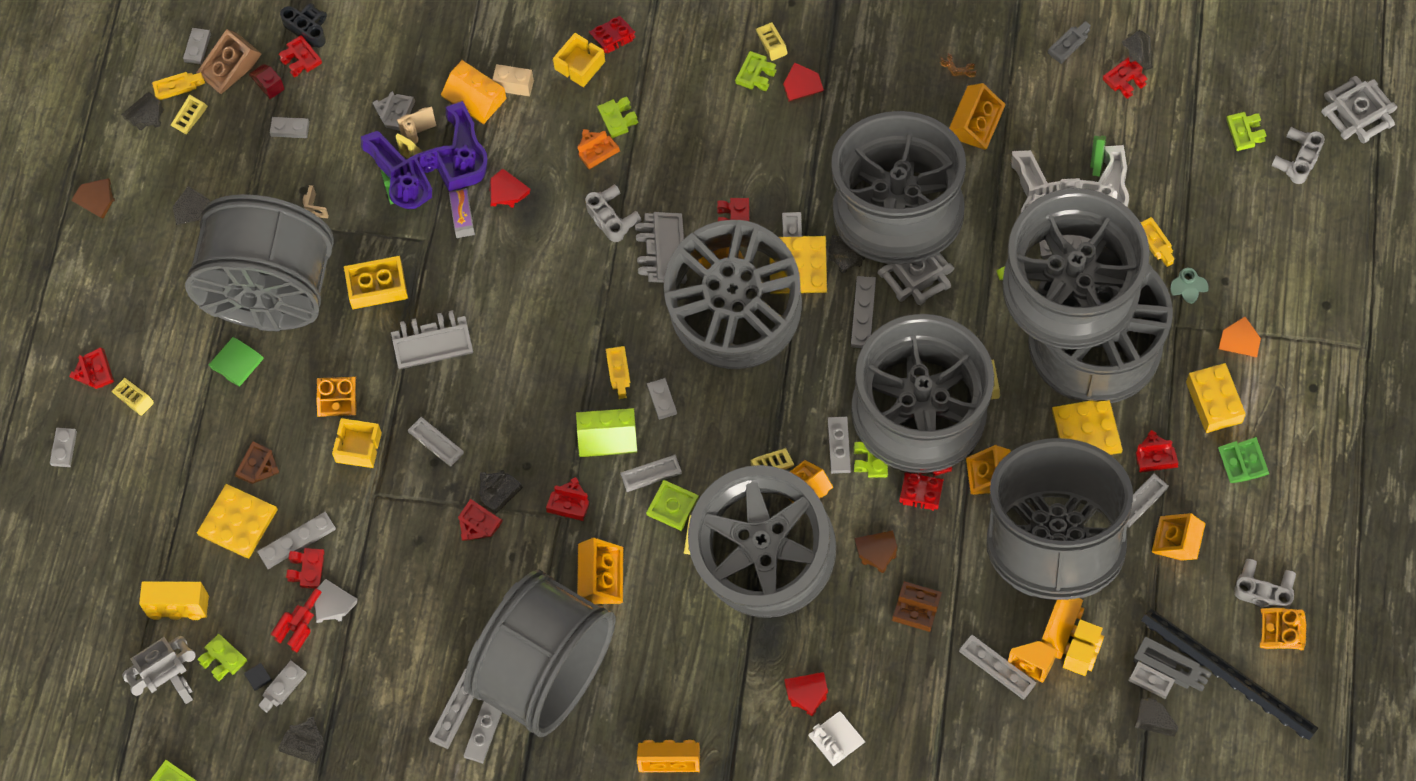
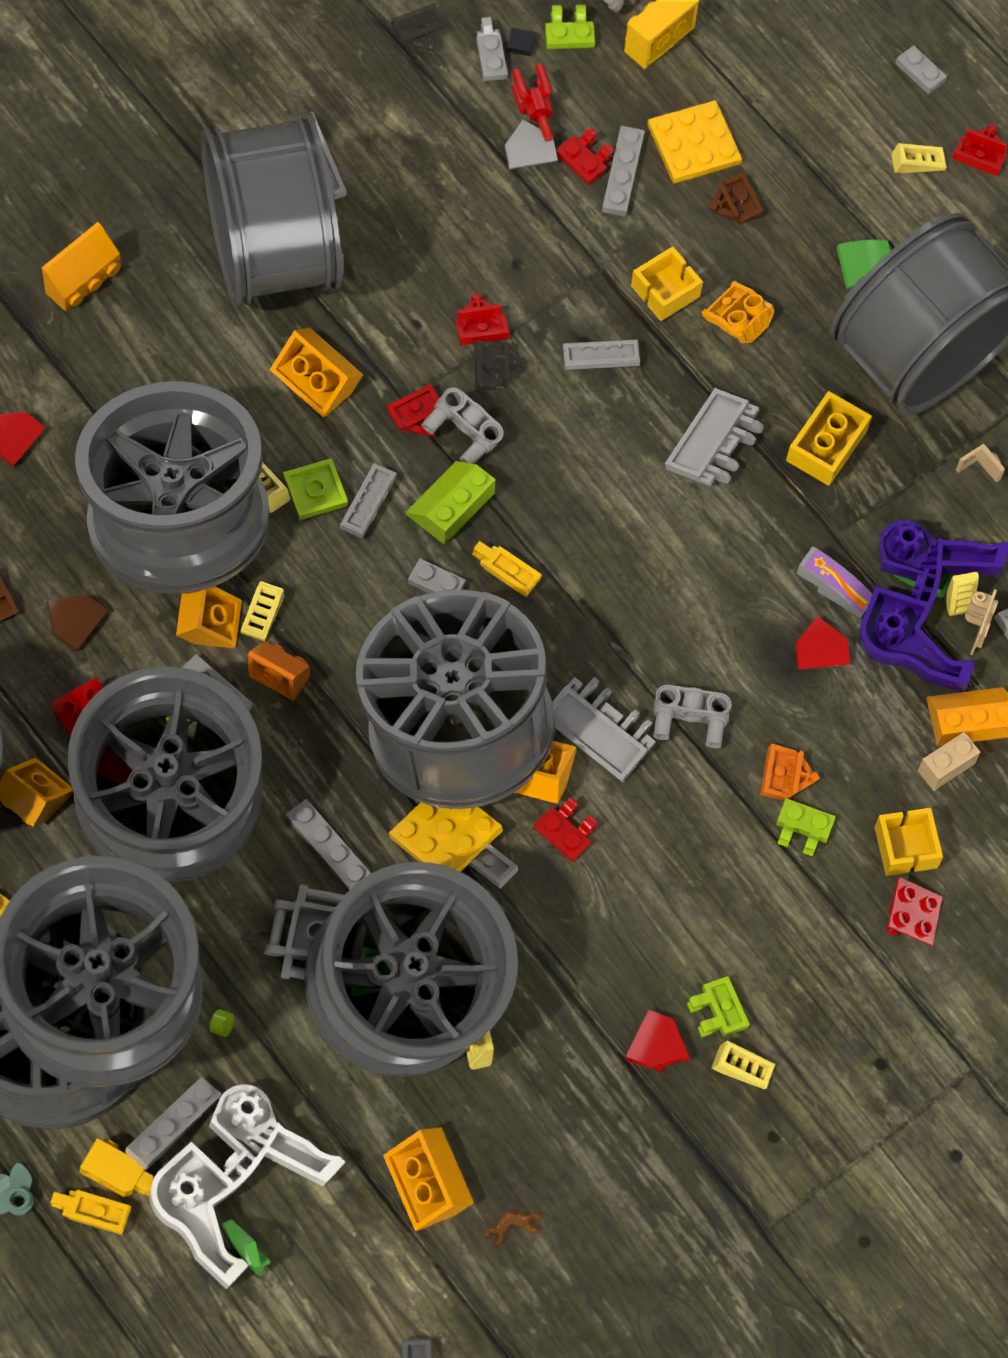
camera: 125 degrees right, 0 degrees up
(549, 463) = (470, 419): none -> light grey piece
(797, 418) = (278, 670): none -> orange slope

